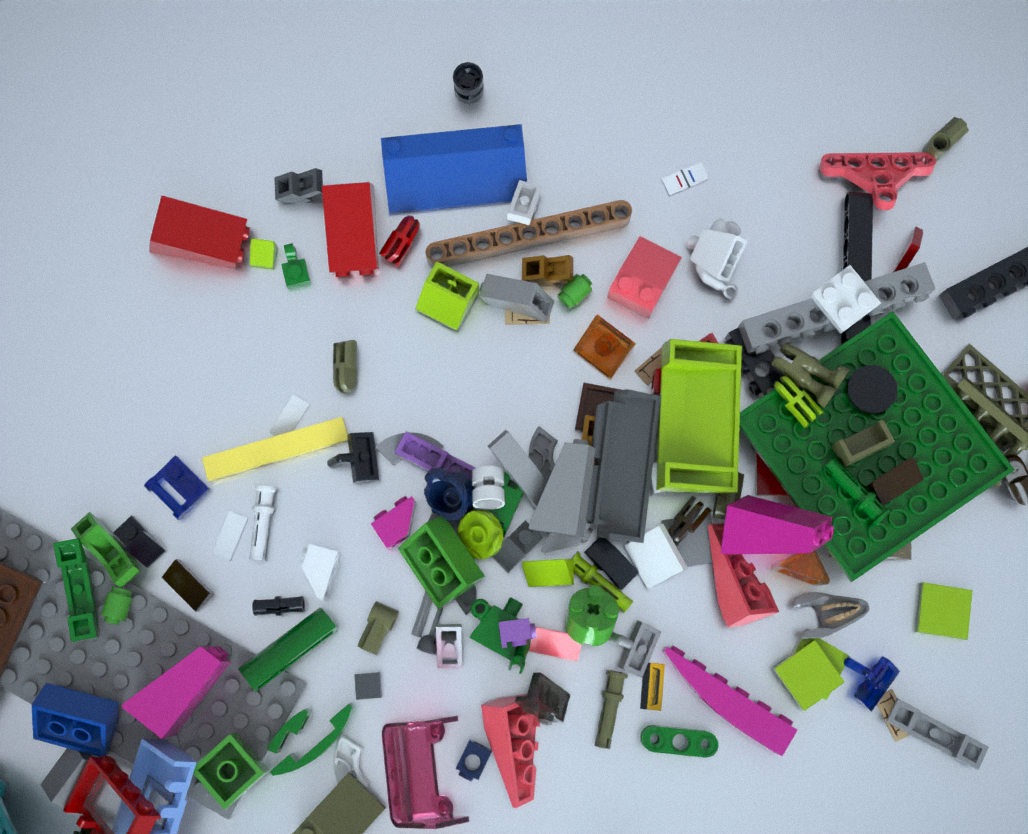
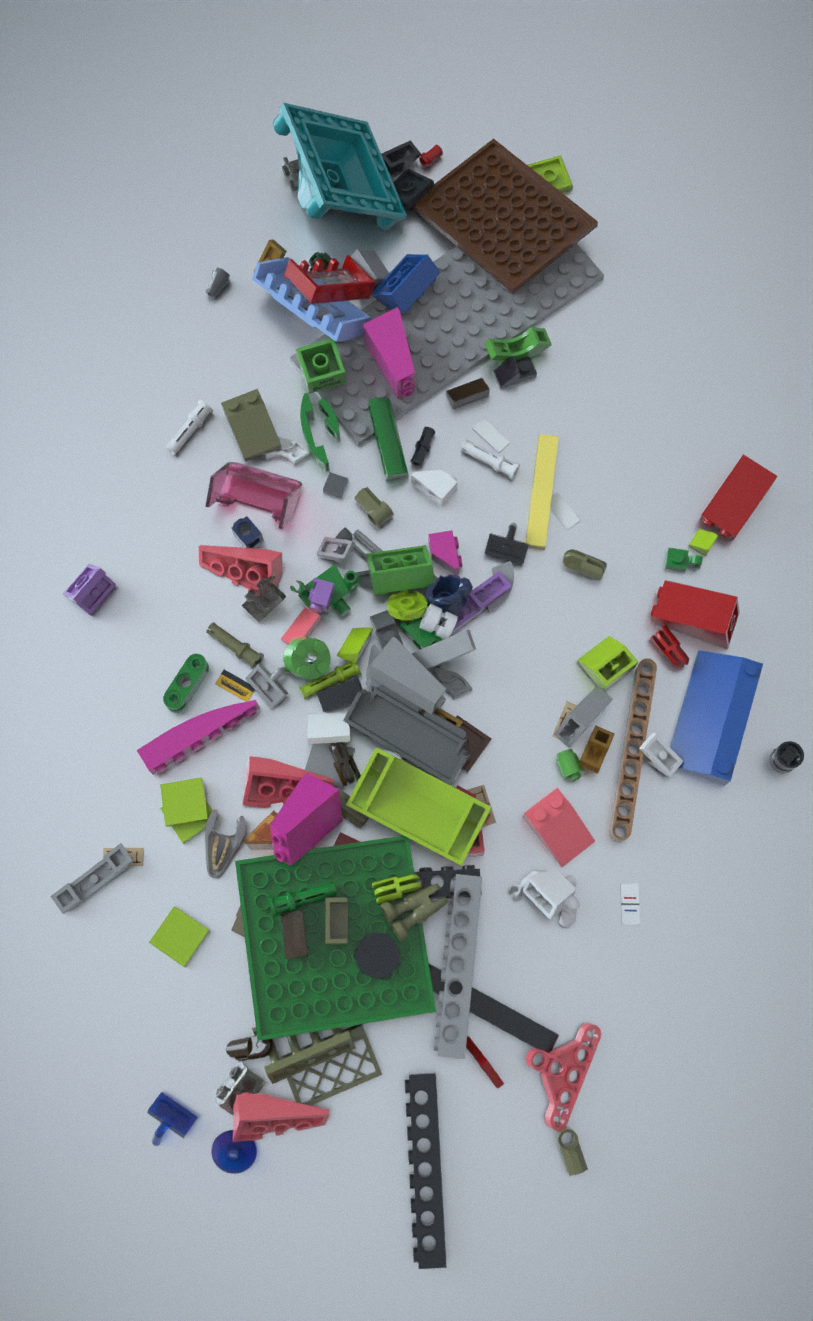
camera: 115 degrees right, 5 degrees down
(78, 589) = (495, 317): green slope -> none
(116, 605) = (473, 337): bright green brick -> none
(183, 481) = (545, 418): clear blue plate -> none
(298, 187) = (748, 587): dark grey brick -> none
(604, 346) = (512, 767): clear orange slope -> none
(845, 299) = (462, 970): white plate -> none
(876, 680) = (153, 850): clear blue plate -> none

